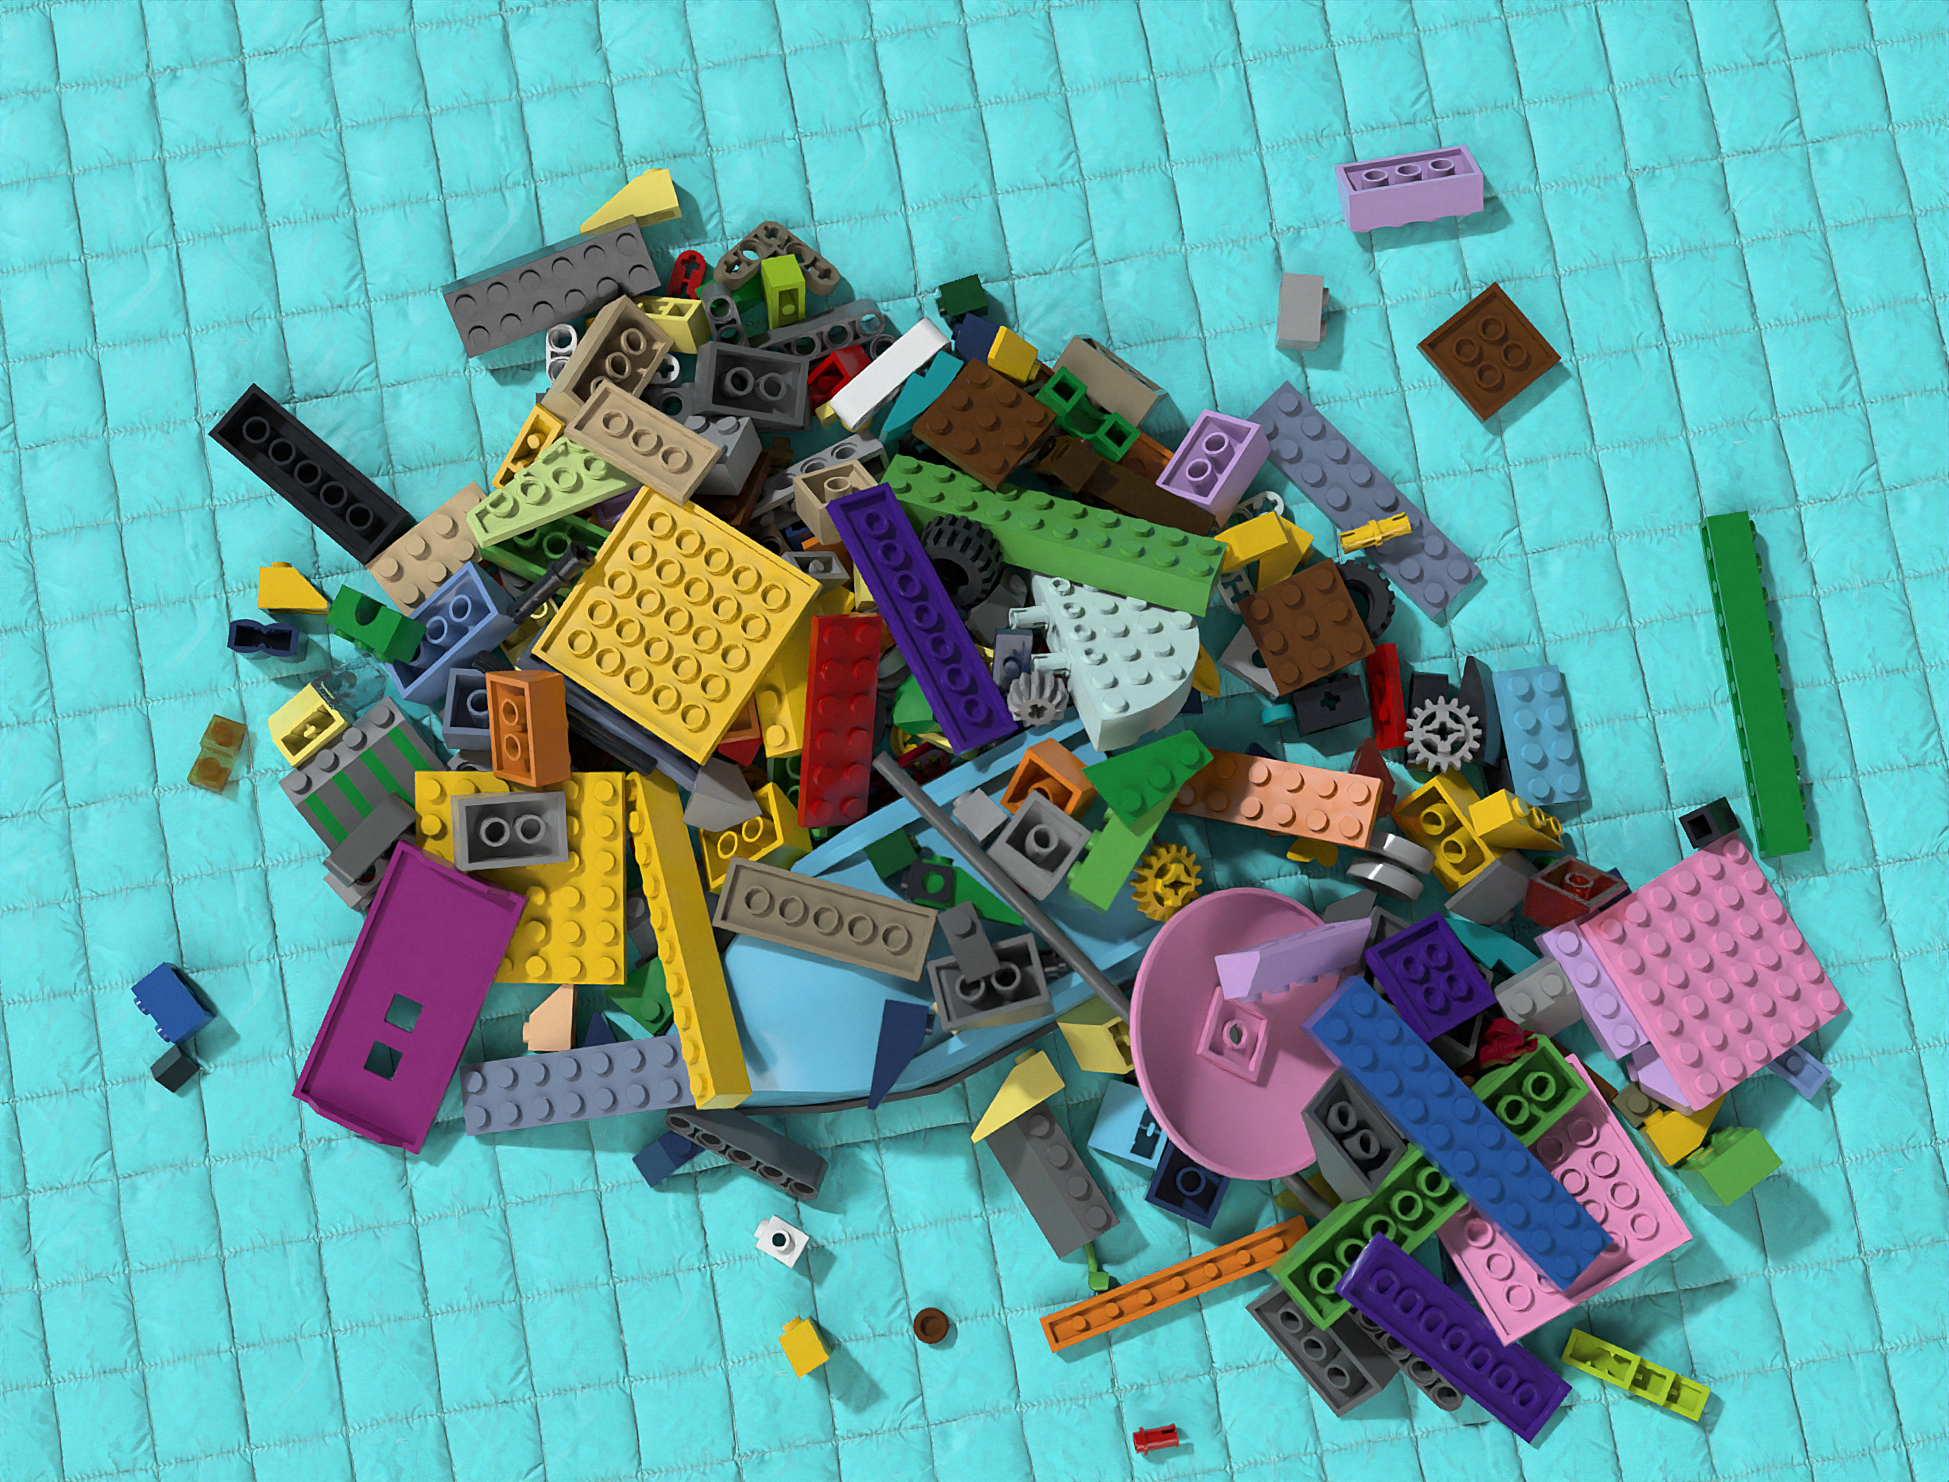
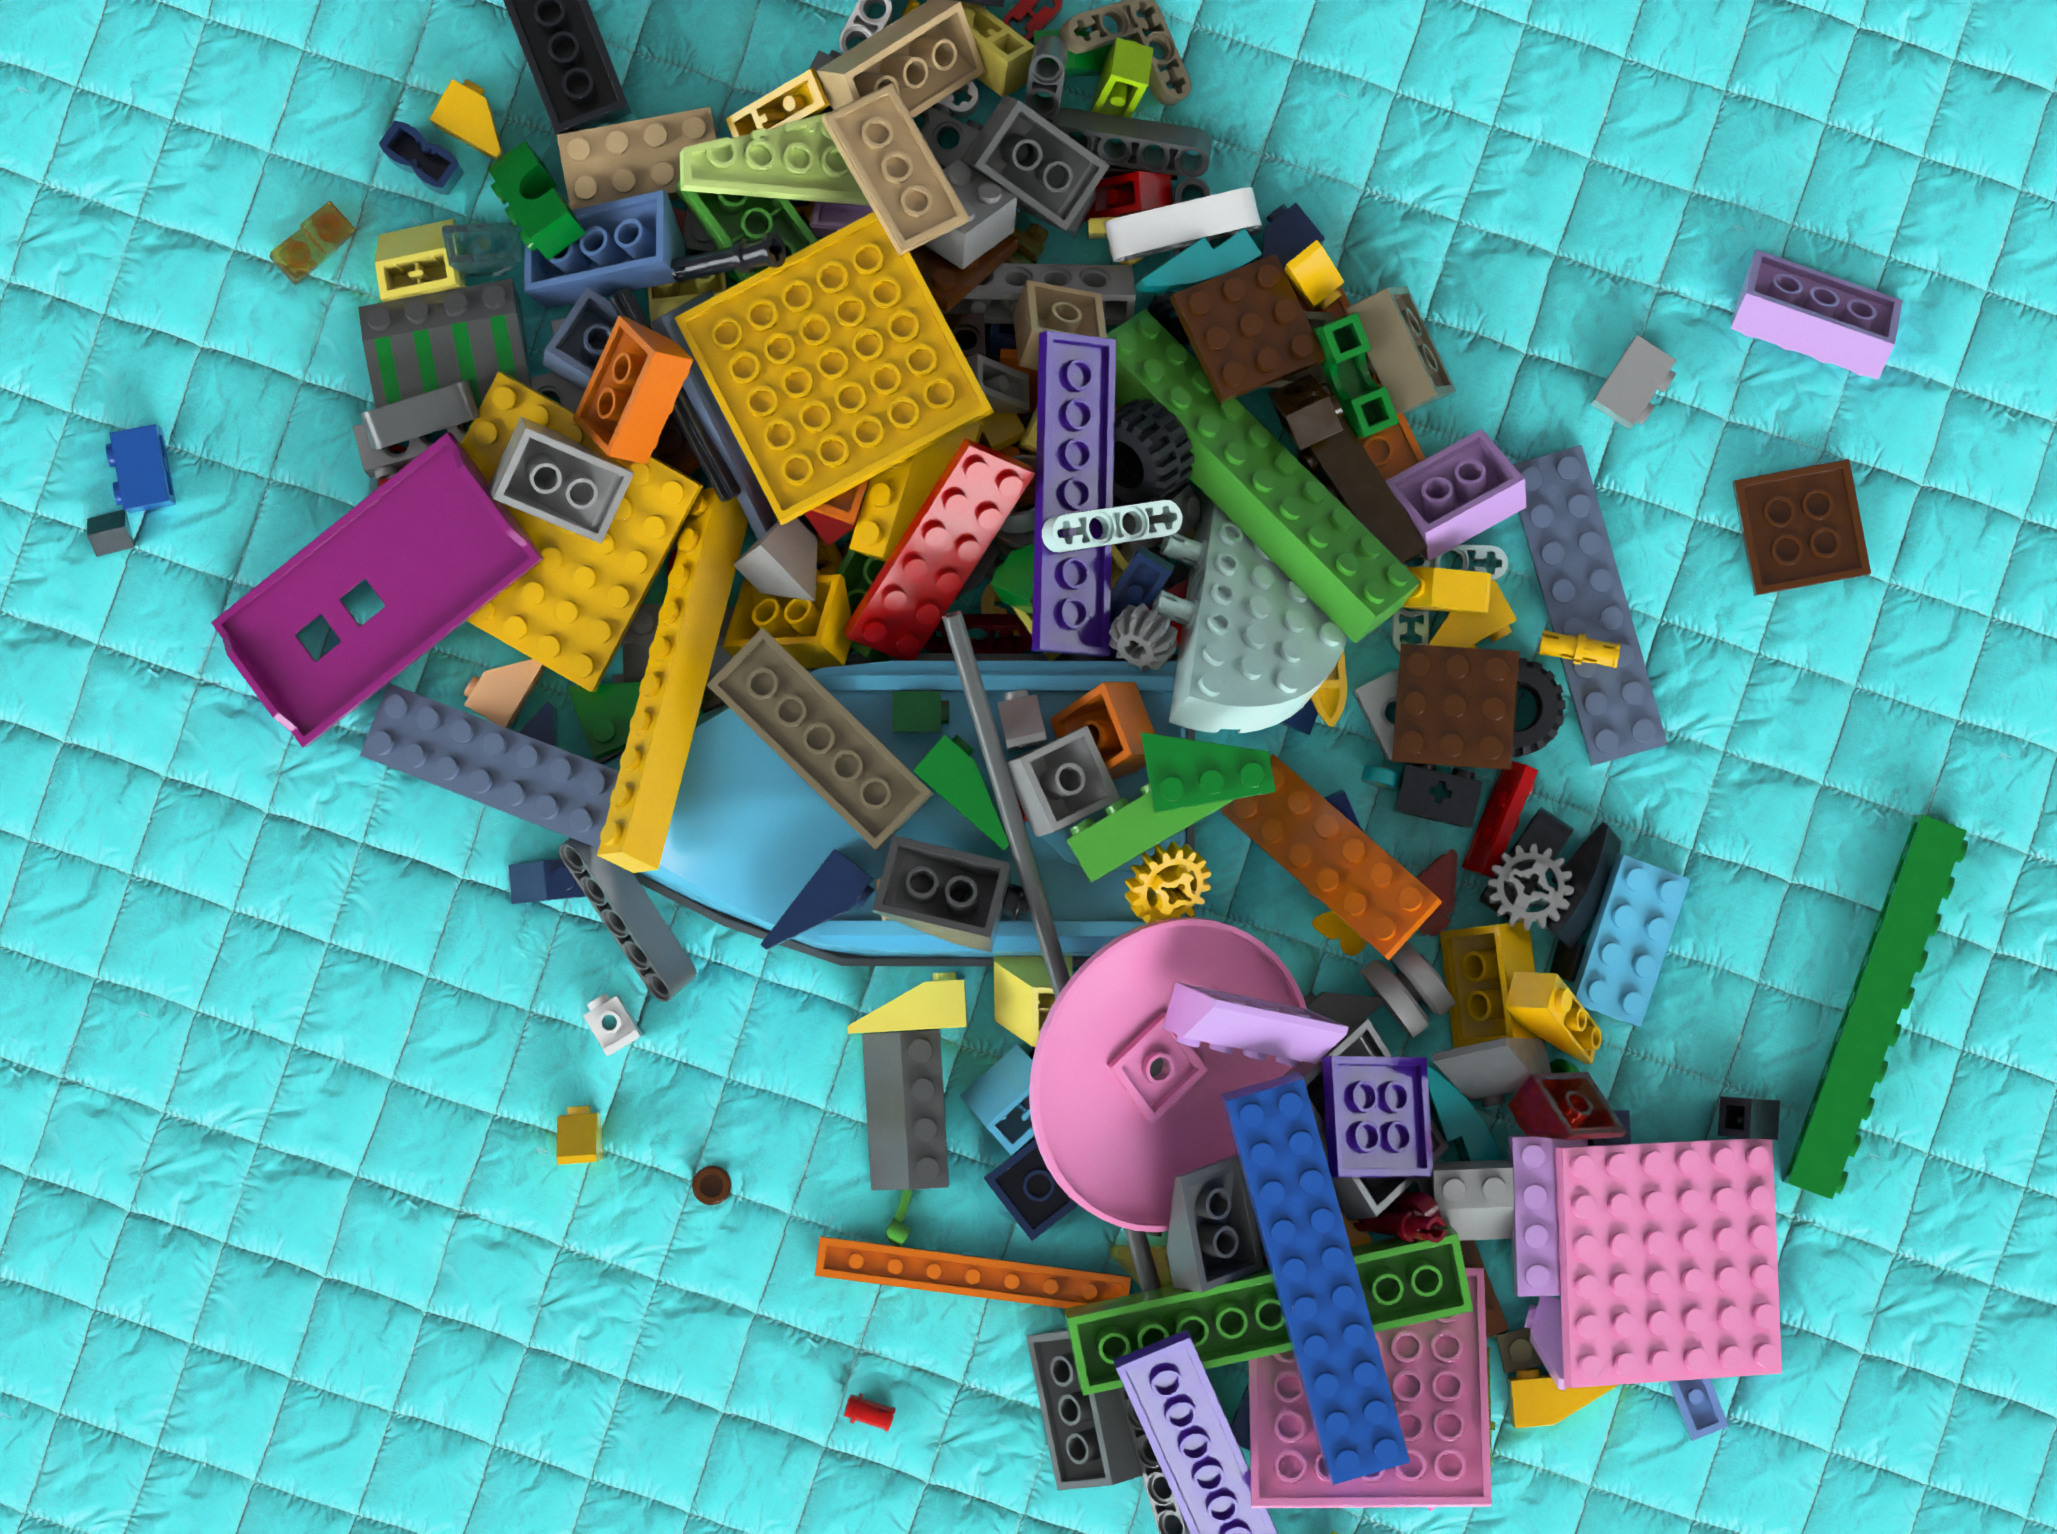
camera: 30 degrees right, 5 degrees up
(912, 882) = (923, 748): black bracket -> none
(960, 298) = (1298, 184): dark green brick -> none
(965, 626) = (1112, 526): none -> light aqua beam
(968, 942) = (943, 838): dark grey slope -> none
(1727, 1165) = (1568, 1456): bright green brick -> none

